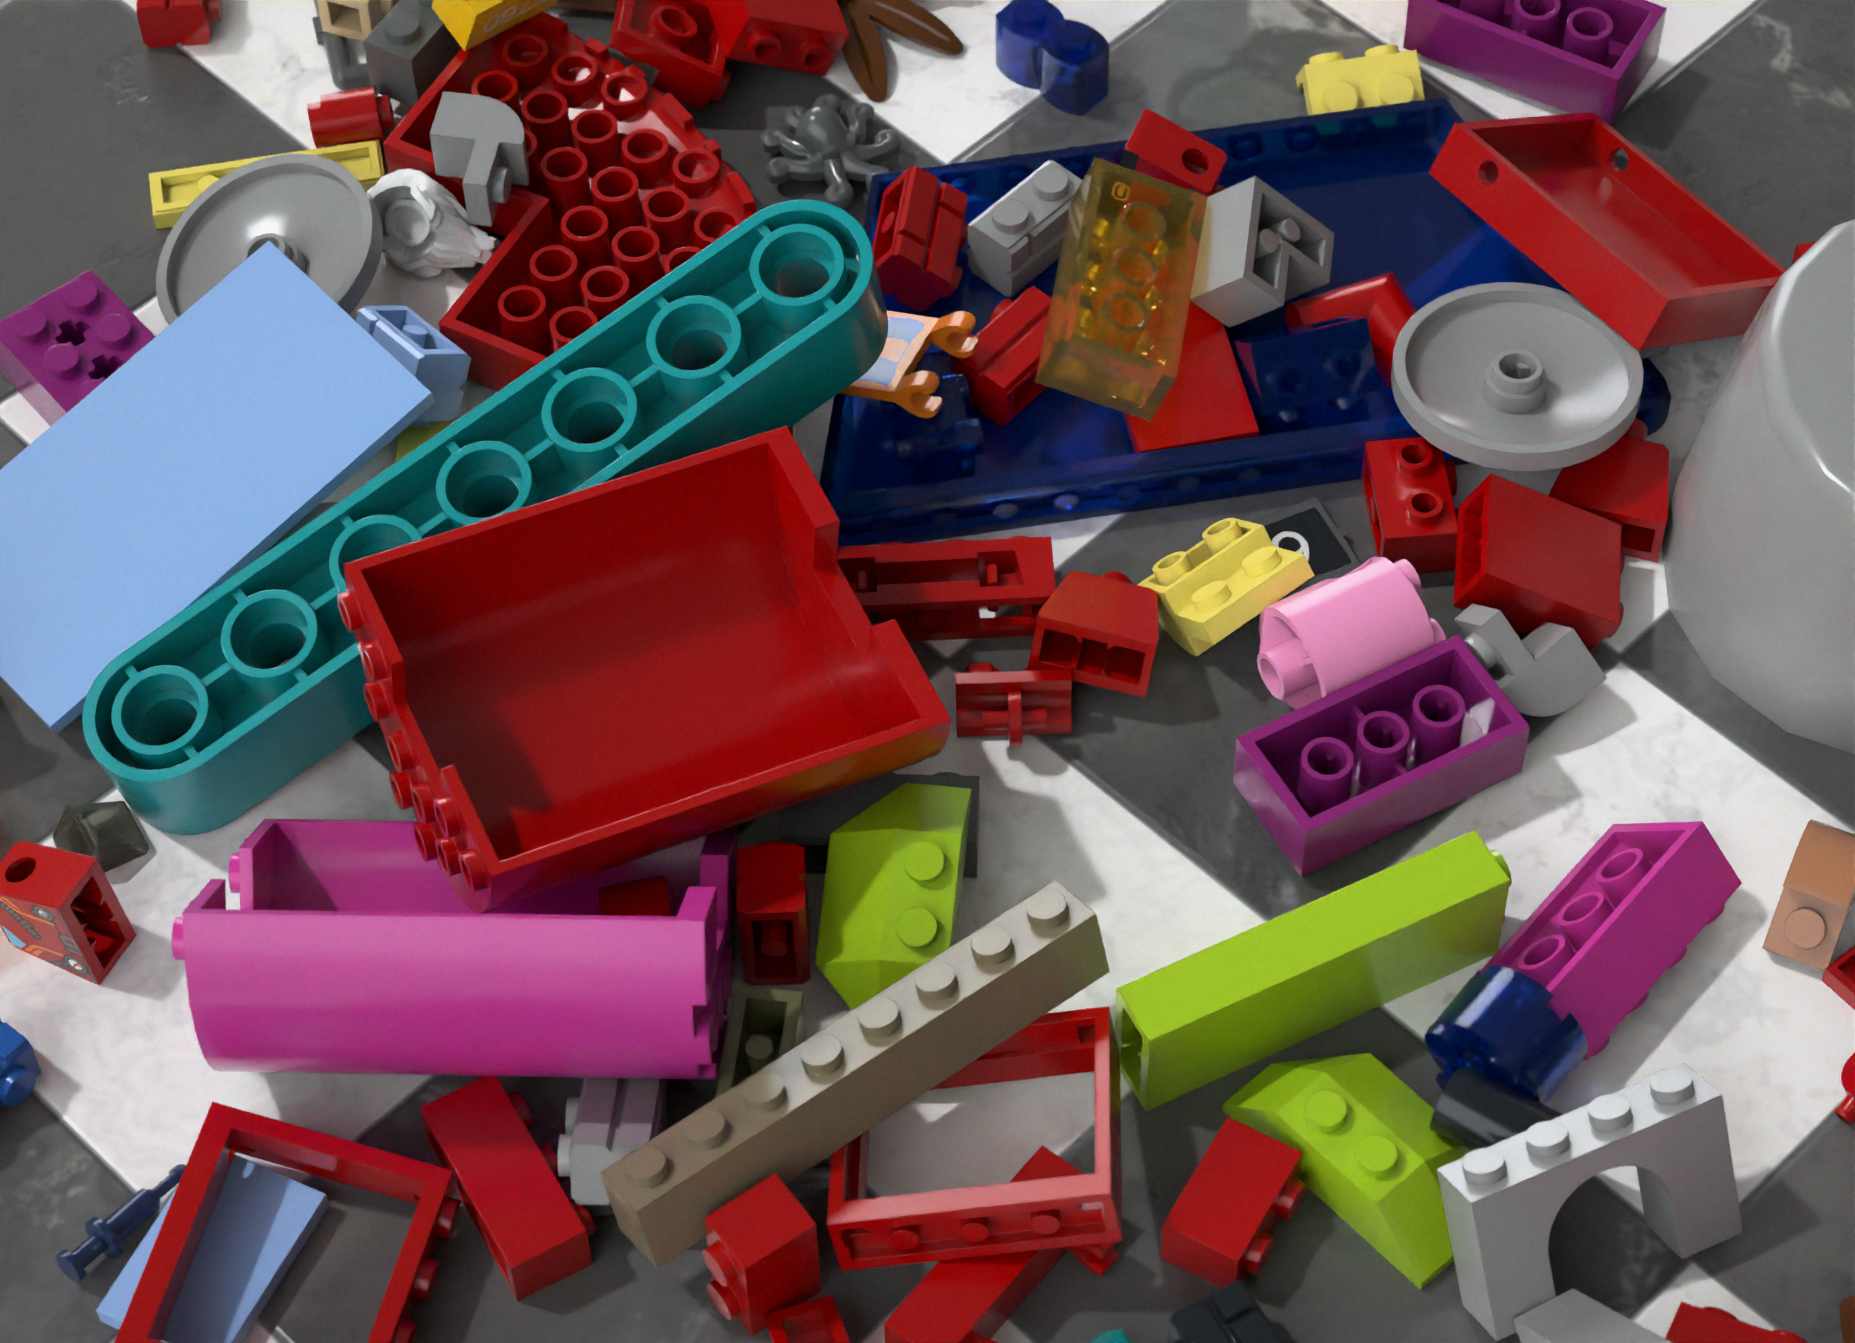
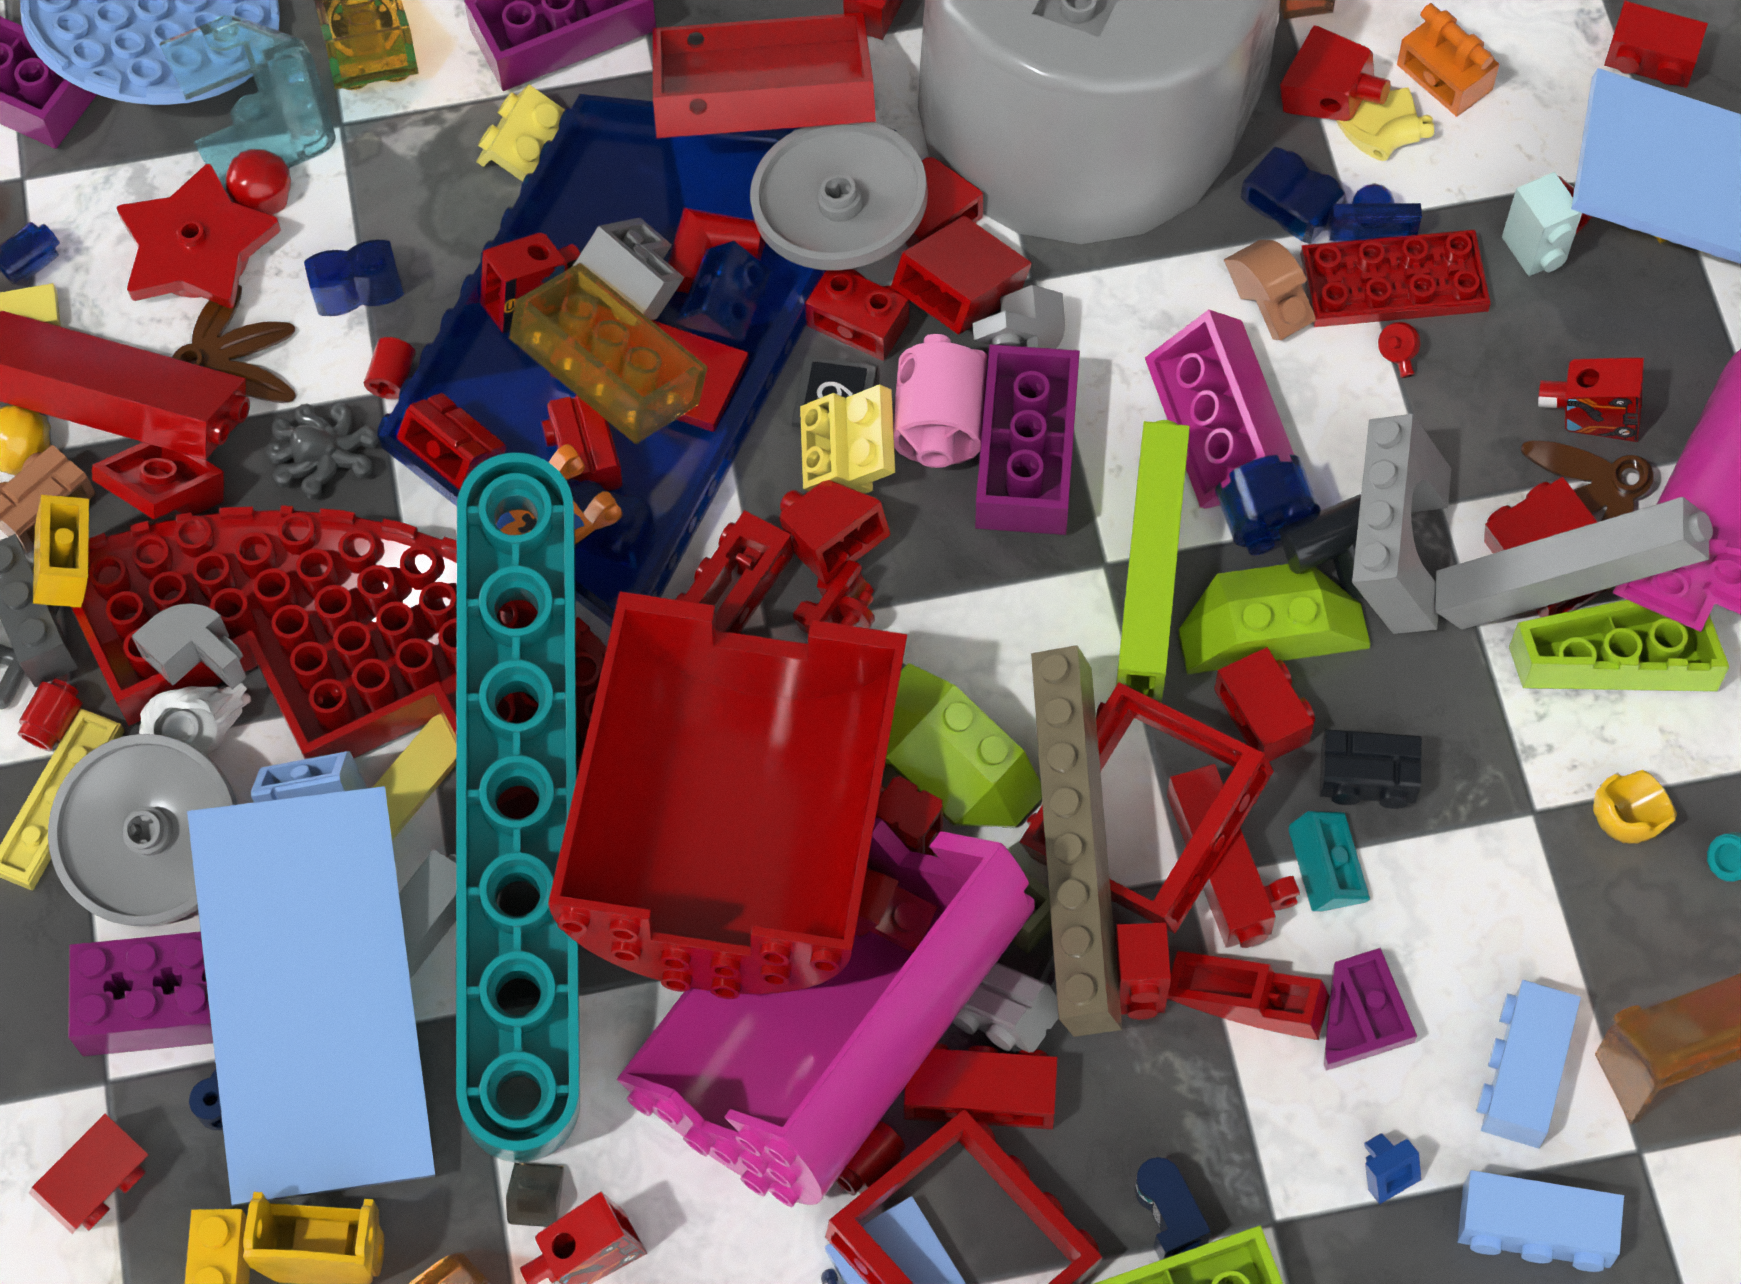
camera: 55 degrees left, 10 degrees up
(345, 1115) = (873, 1159): none -> red brick
(973, 141) = (389, 367): none -> red piece
(1022, 229) = (492, 375): light grey brick -> none

